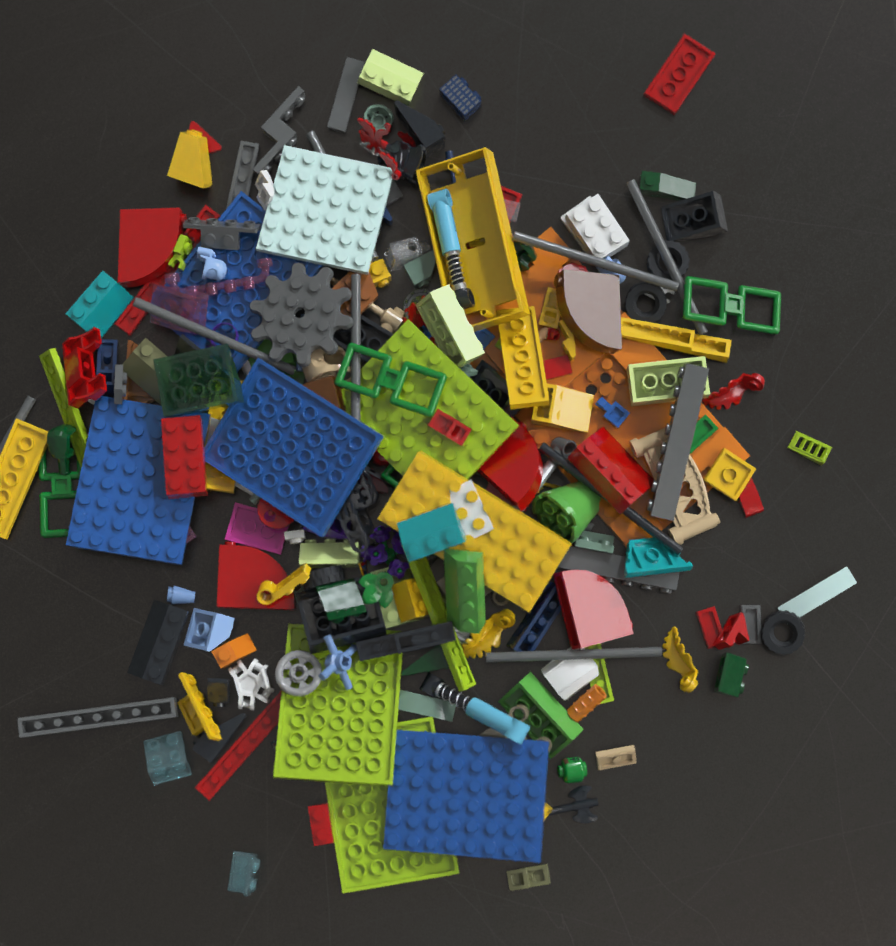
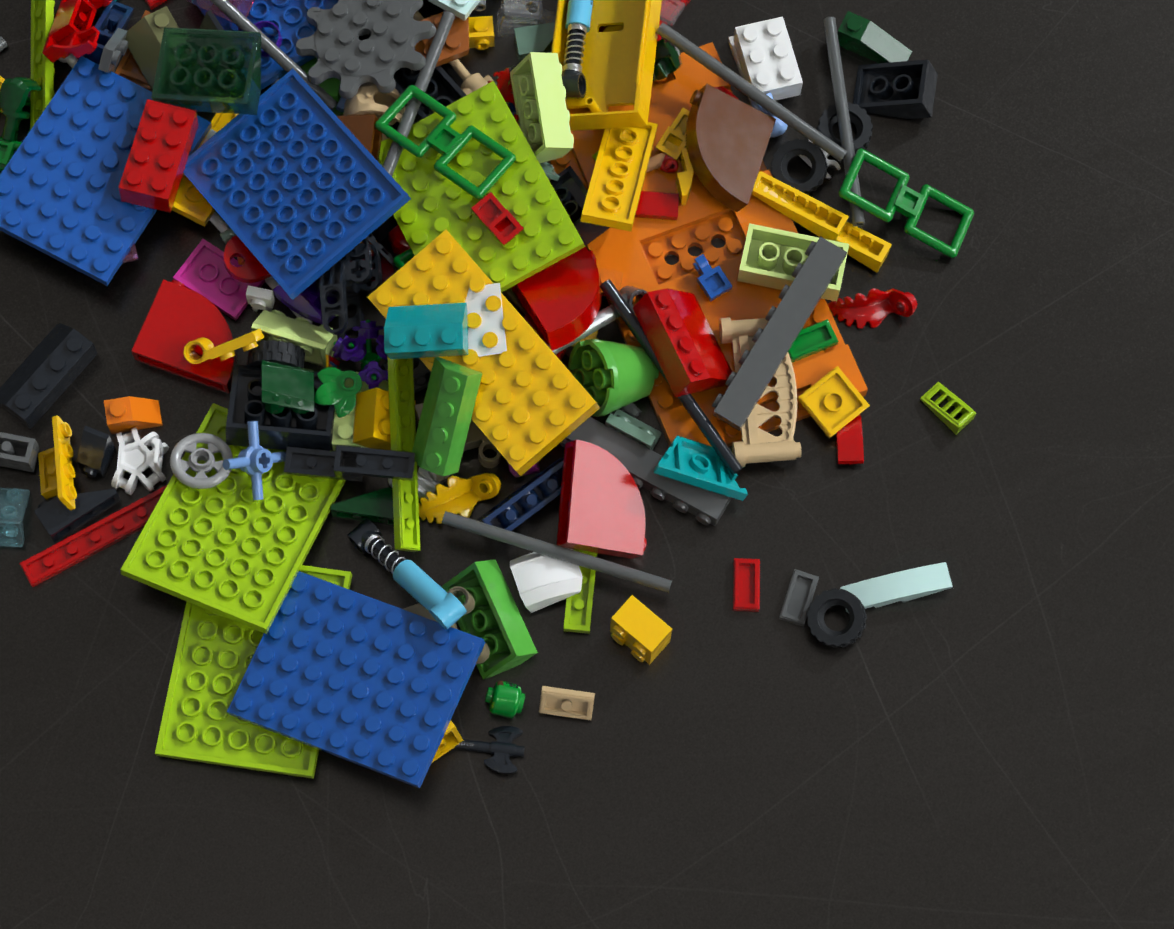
camera: 15 degrees right, 10 degrees down
(179, 595) = (92, 327): medium blue cone -> none
(207, 629) = (111, 376): light blue slope -> none
(242, 872) = (40, 687): clear light blue bracket -> none
(321, 824) = (159, 658): red brick -> none
(426, 705) = (349, 558): sand green slope -> none
(484, 337) = (582, 143): blue tile -> none
(528, 877) = (400, 816): olive slope -> none
(566, 409) = (649, 253): yellow slope -> none
(586, 703) = (552, 620): orange axle -> none
(650, 690) = (640, 630): none -> yellow brick
(680, 661) = (691, 611): yellow plant -> none
(730, 675) = (750, 647): dark green slope -> none
(733, 632) = (774, 596): red slope -> none

